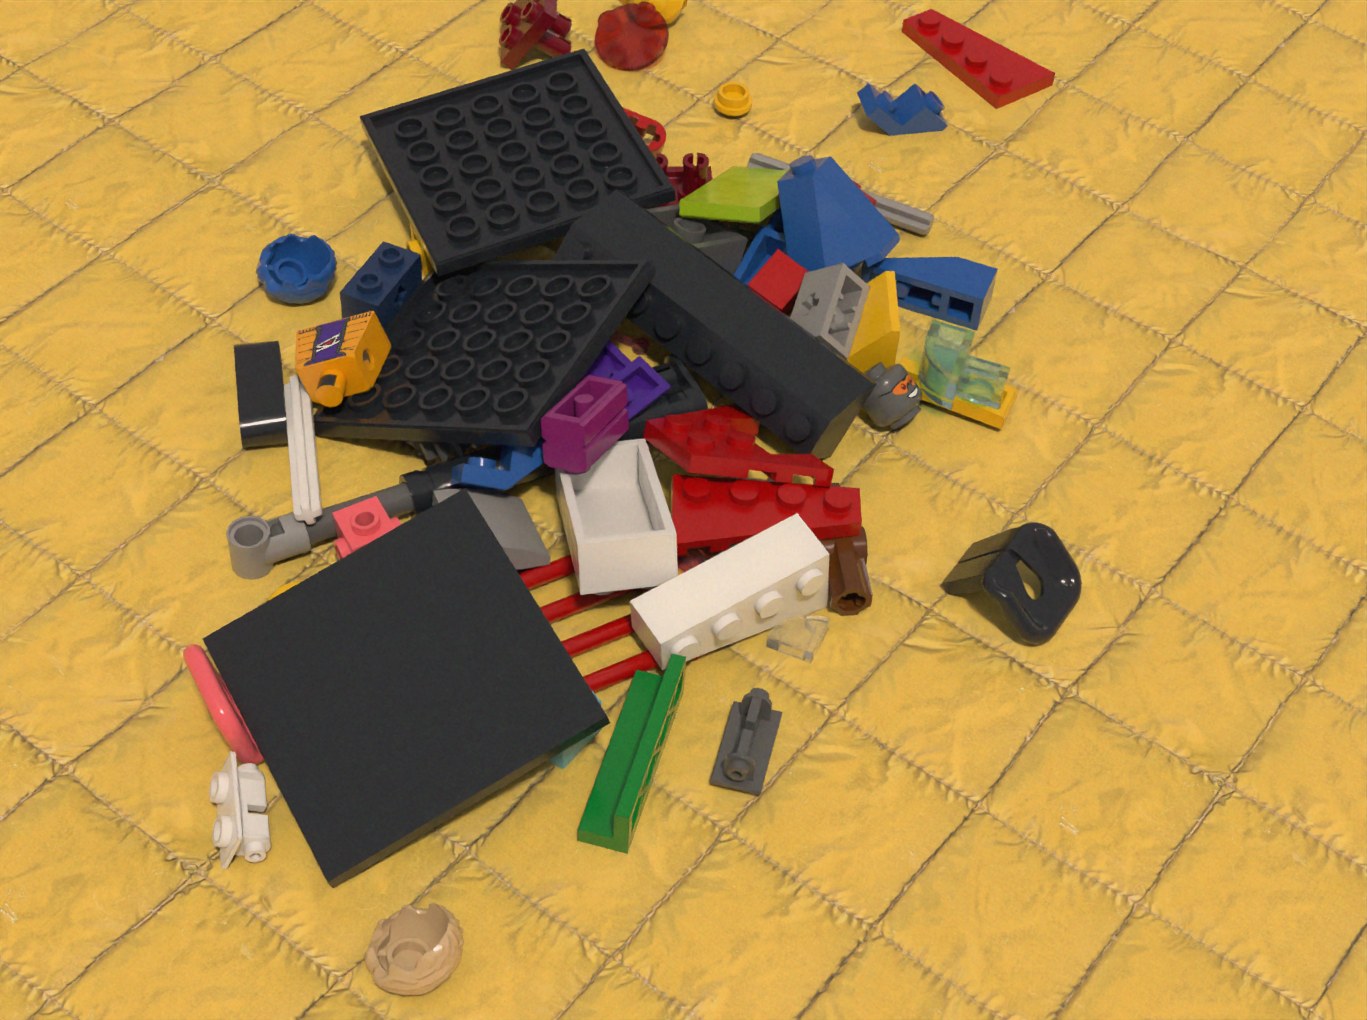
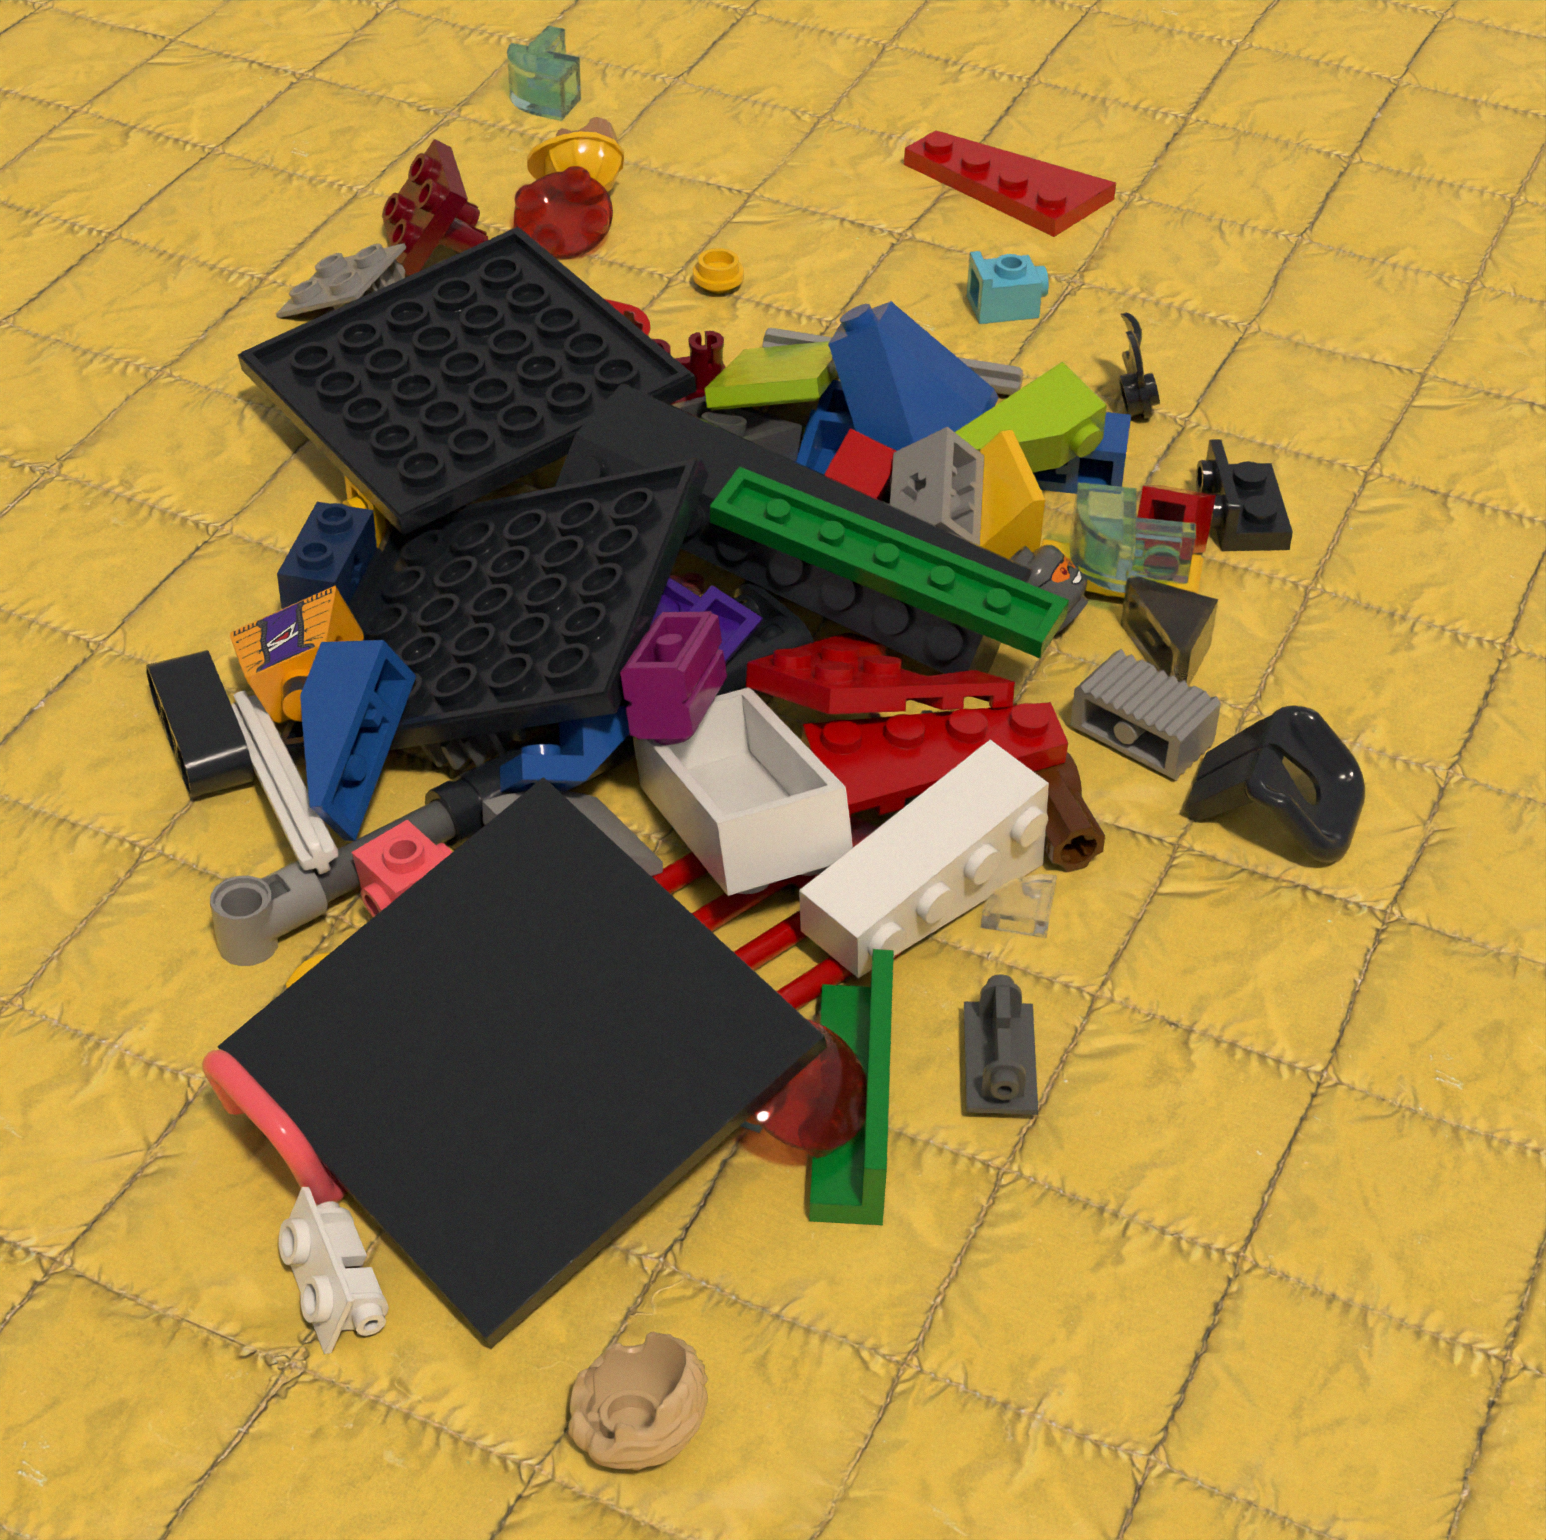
camera: 10 degrees left, 5 degrees down
(297, 268) = (203, 557): blue hair -> none
(353, 420) = (348, 726): none -> blue slope
(460, 65) = (346, 279): none -> light grey hinge
(603, 758) = (821, 1103): none -> clear red dish
(770, 362) = (890, 562): none -> green plate
(908, 114) = (942, 256): blue slope -> none
(923, 266) = (1050, 417): none -> lime slope
(935, 506) = (1146, 714): none -> light grey brick
(942, 147) = (1005, 287): none -> medium azure brick
(976, 443) = (1169, 625): none -> clear smoke slope
(1008, 350) = (1180, 506): none -> red brick
(1014, 246) = (1137, 389): none -> black plate
(1066, 351) = (1247, 502): none -> black bracket

